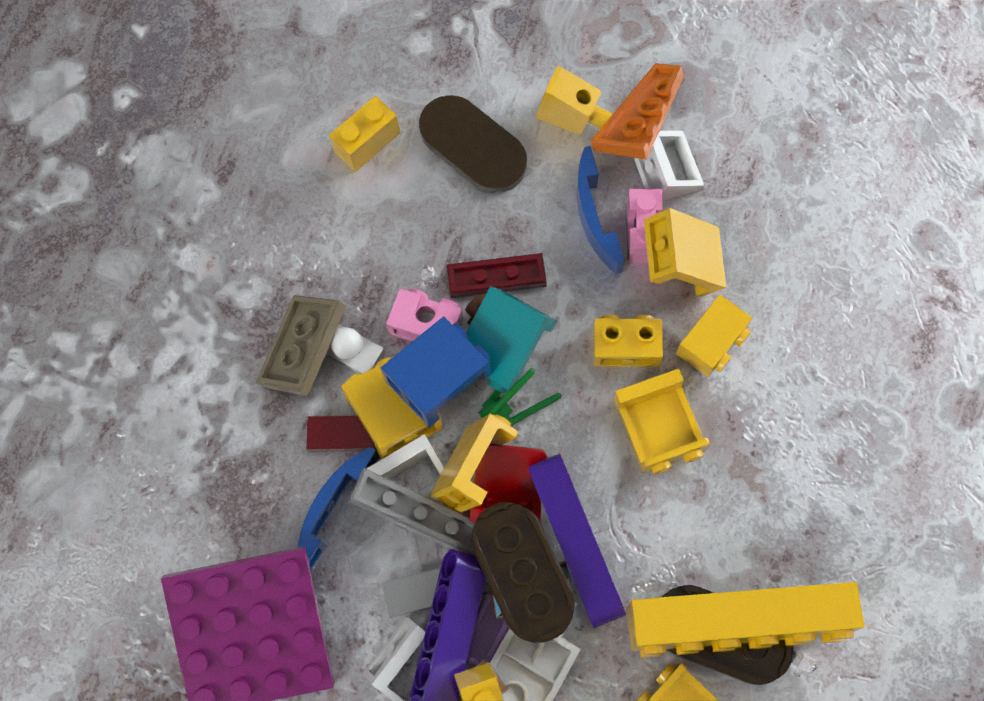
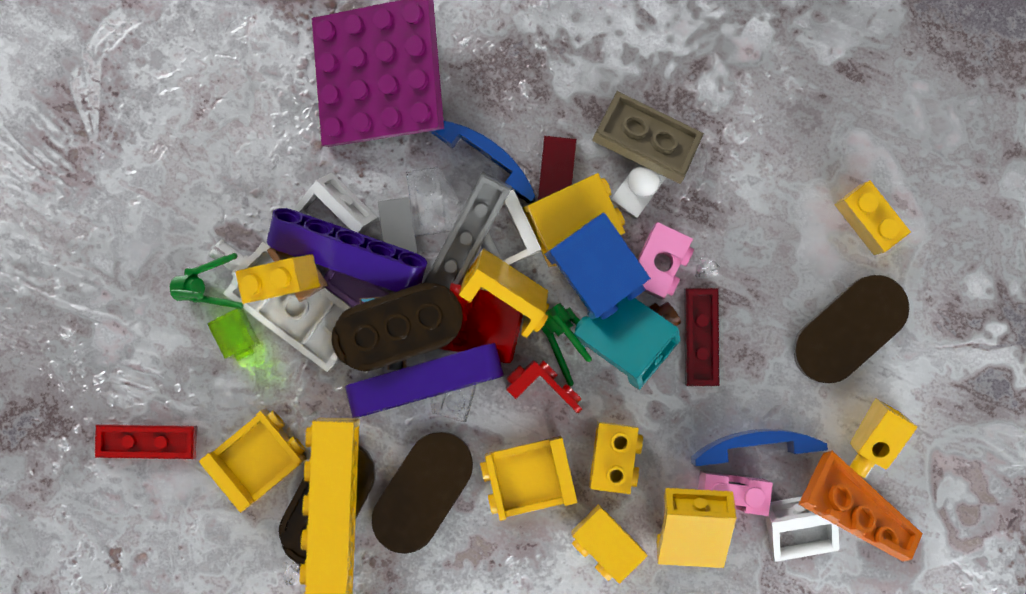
camera: 90 degrees right, 15 degrees up
(557, 432) = (522, 378): none -> red bracket
(694, 532) = (422, 492): none -> dark brown tile

